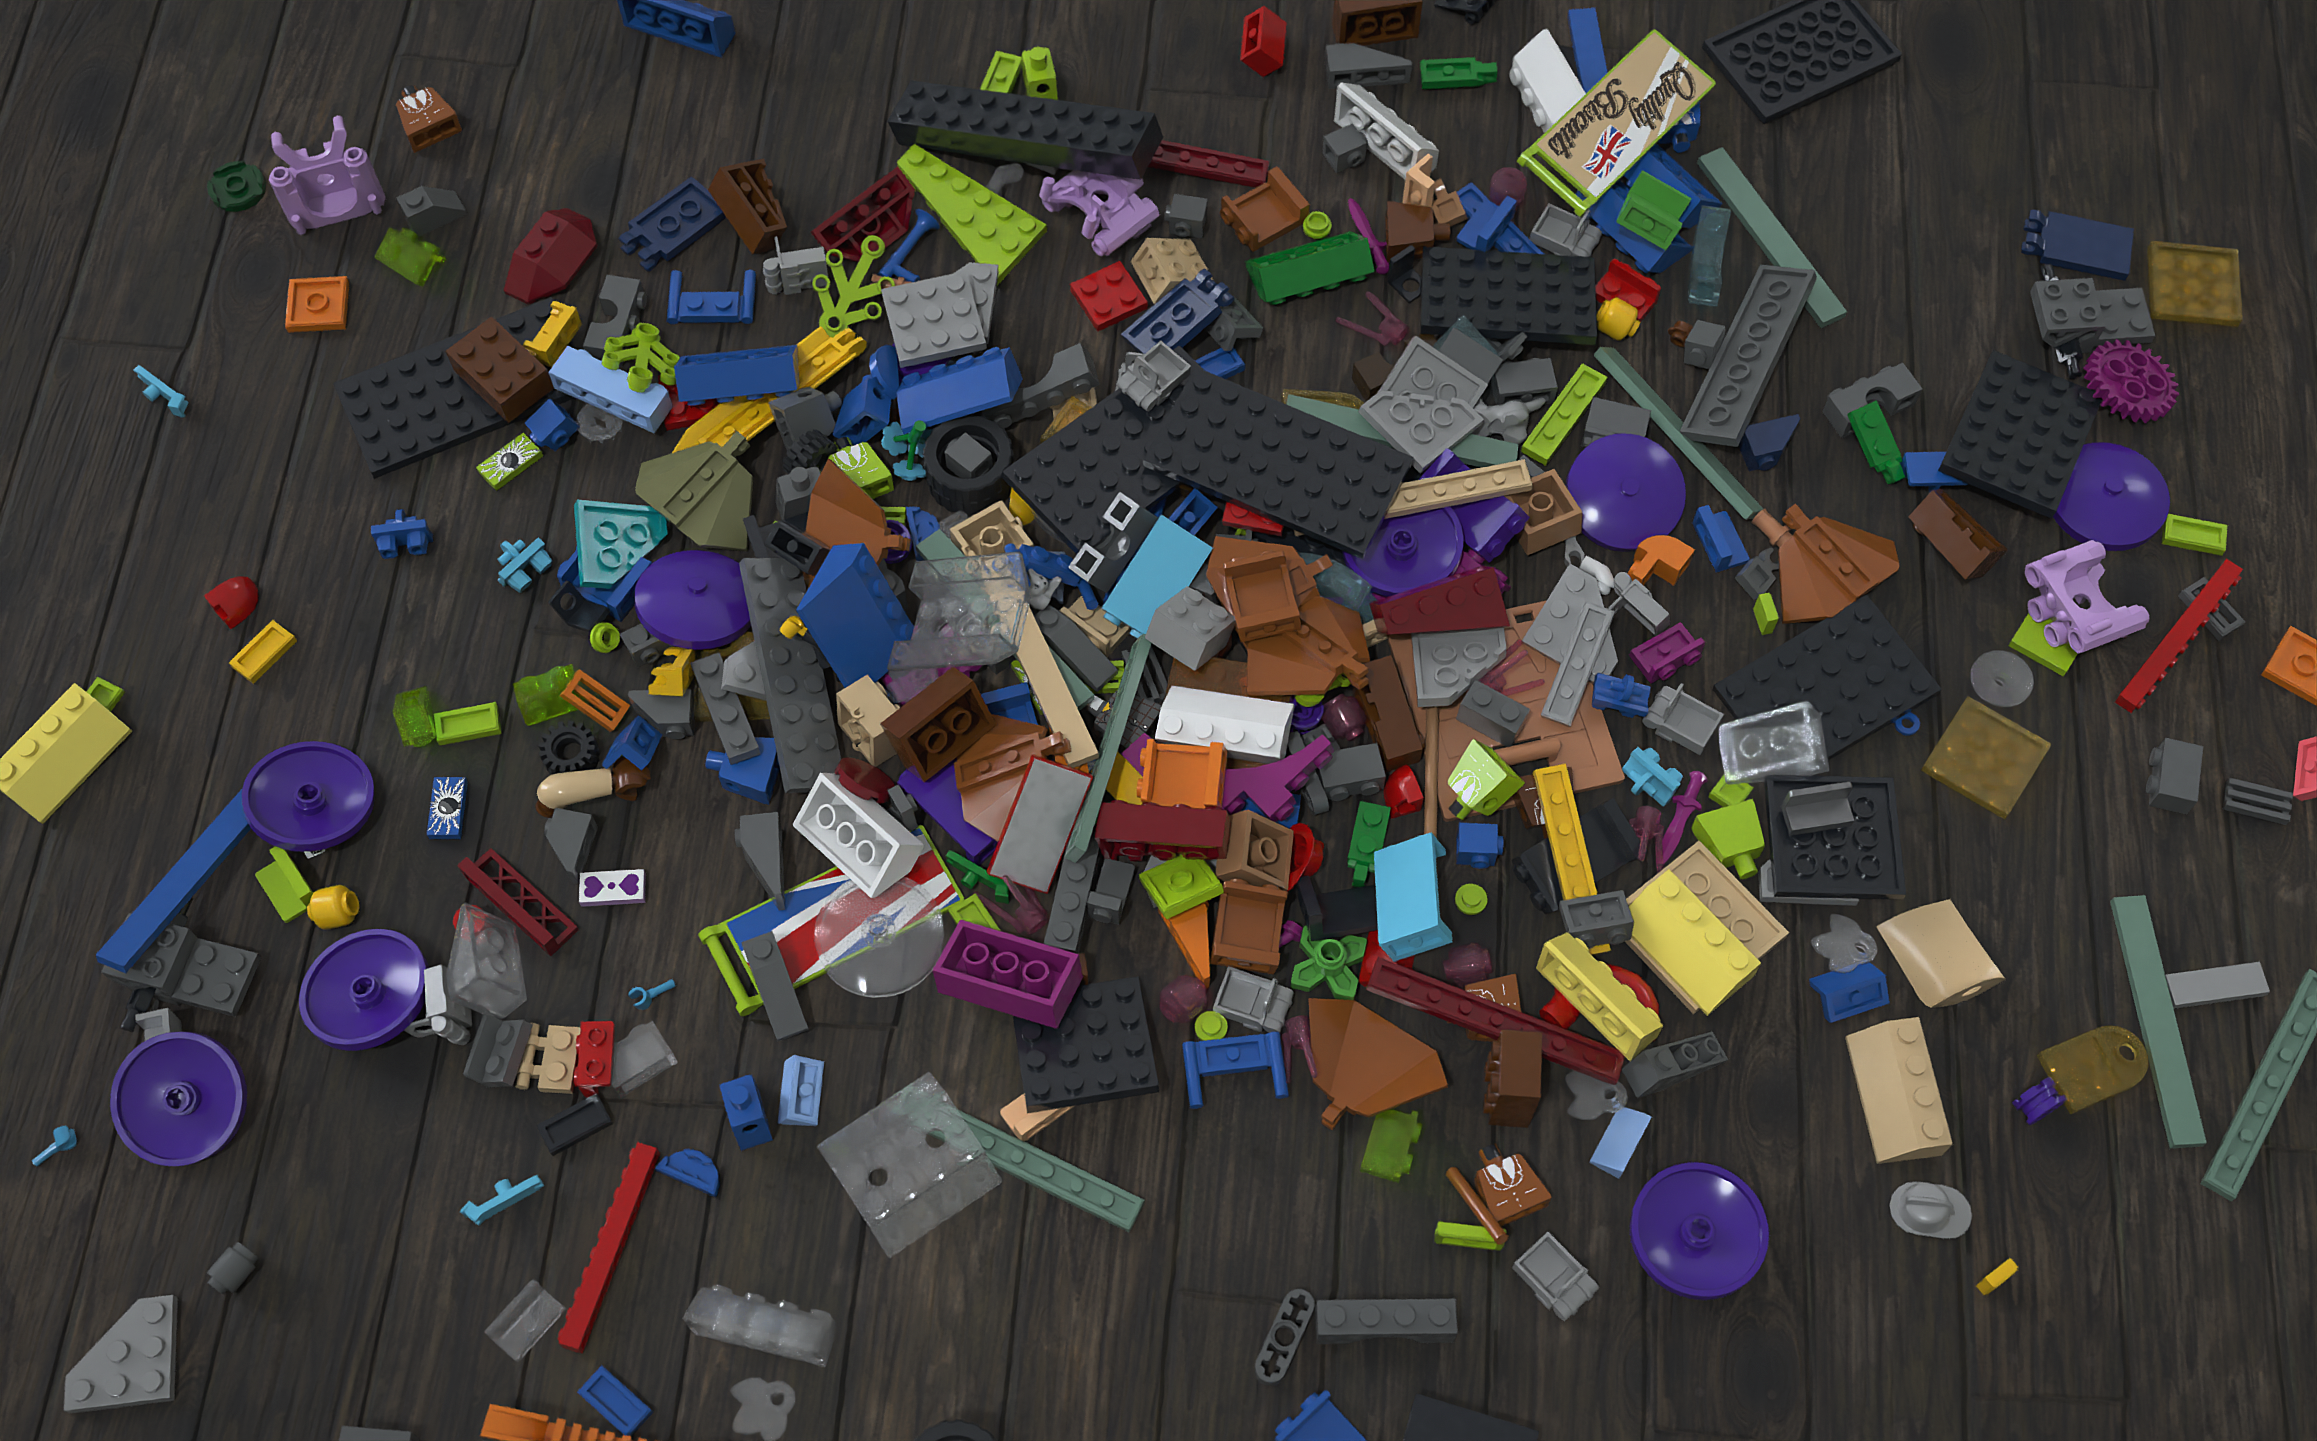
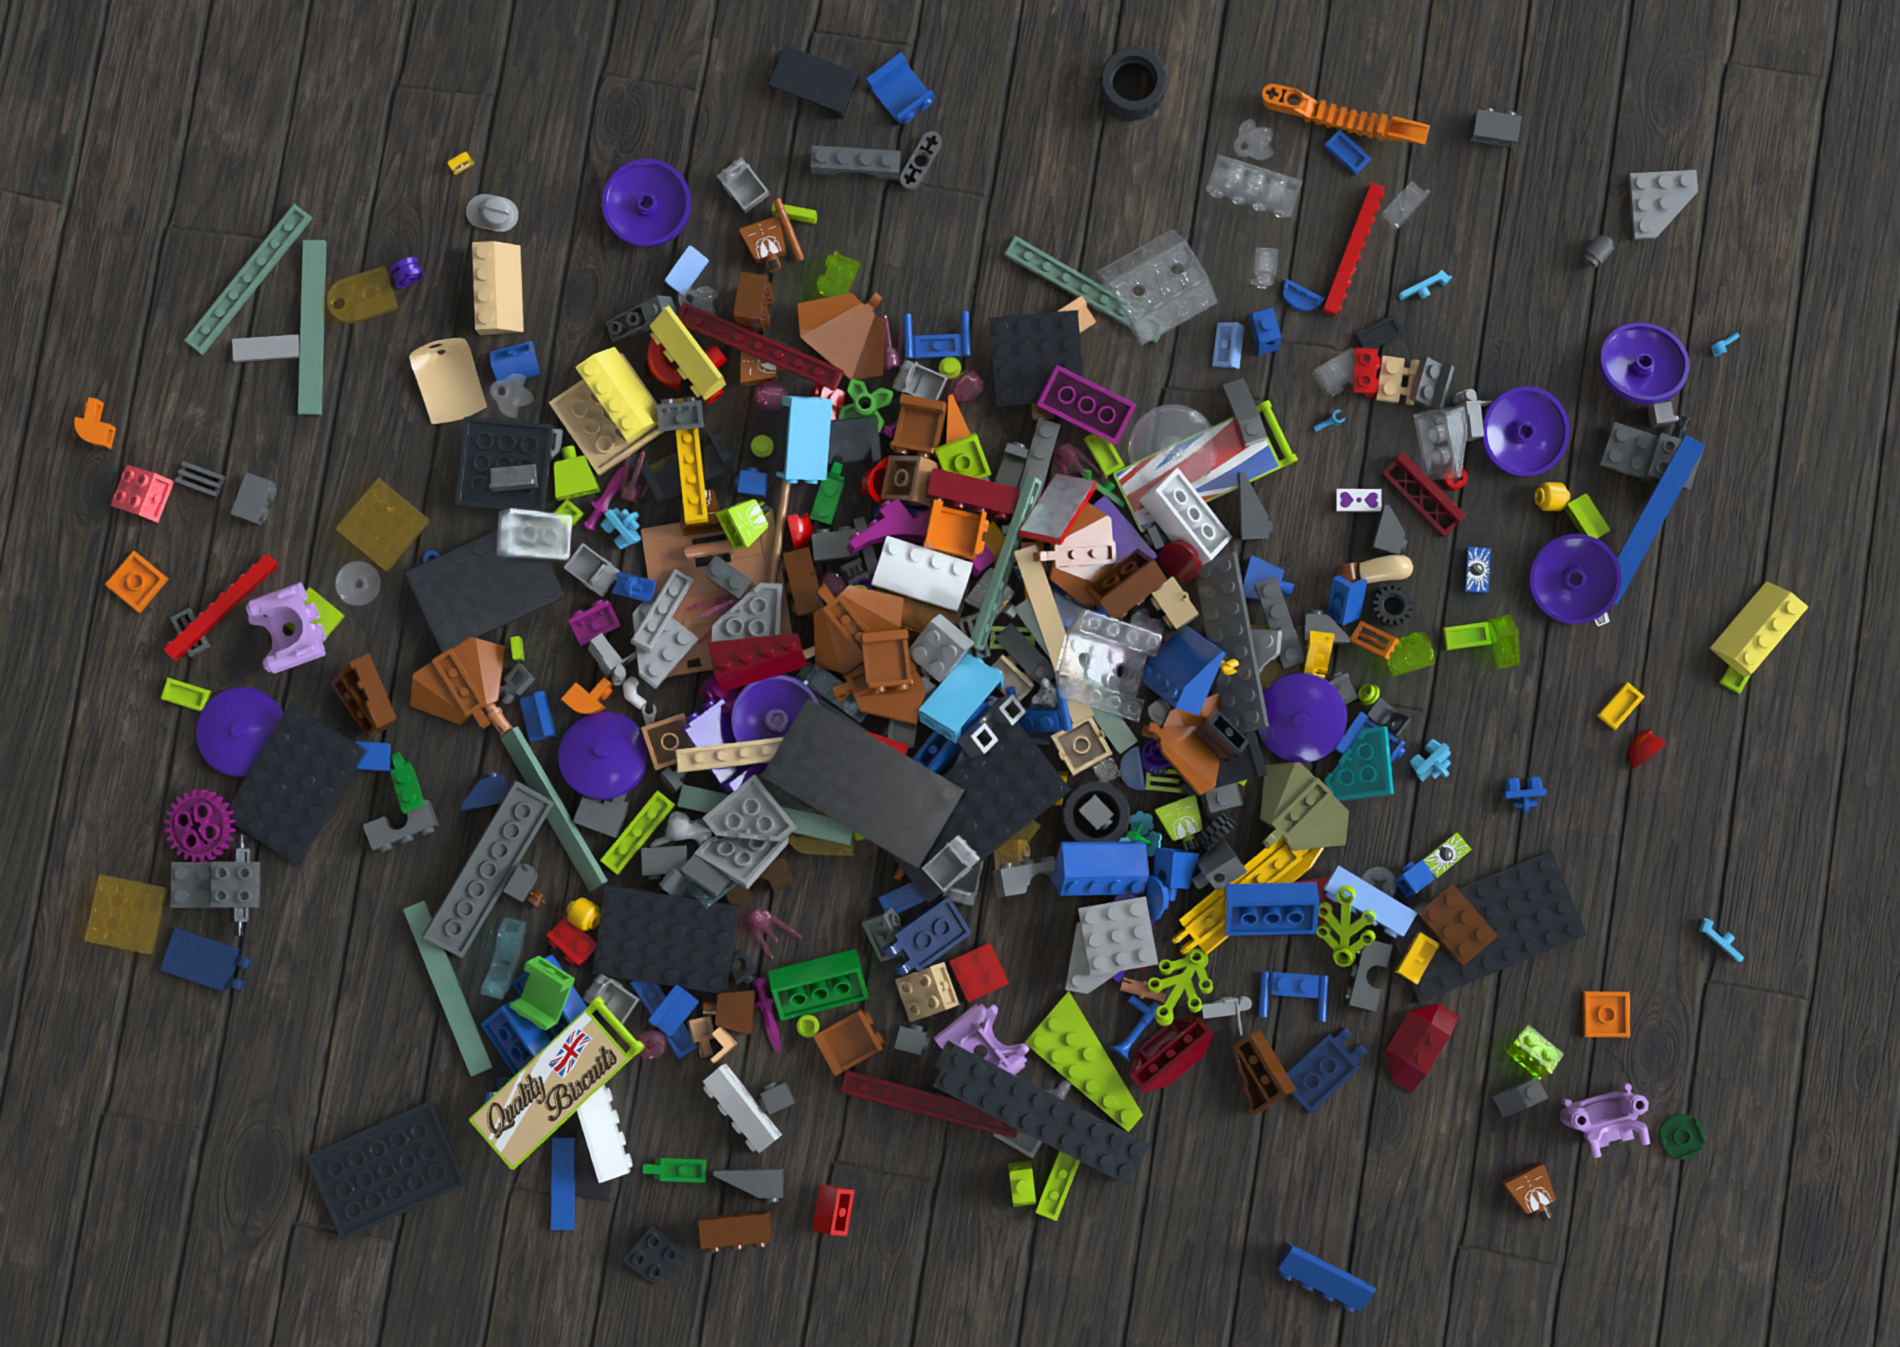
camera: 170 degrees left, 20 degrees up
(745, 1197) = (1264, 267): none -> clear brick

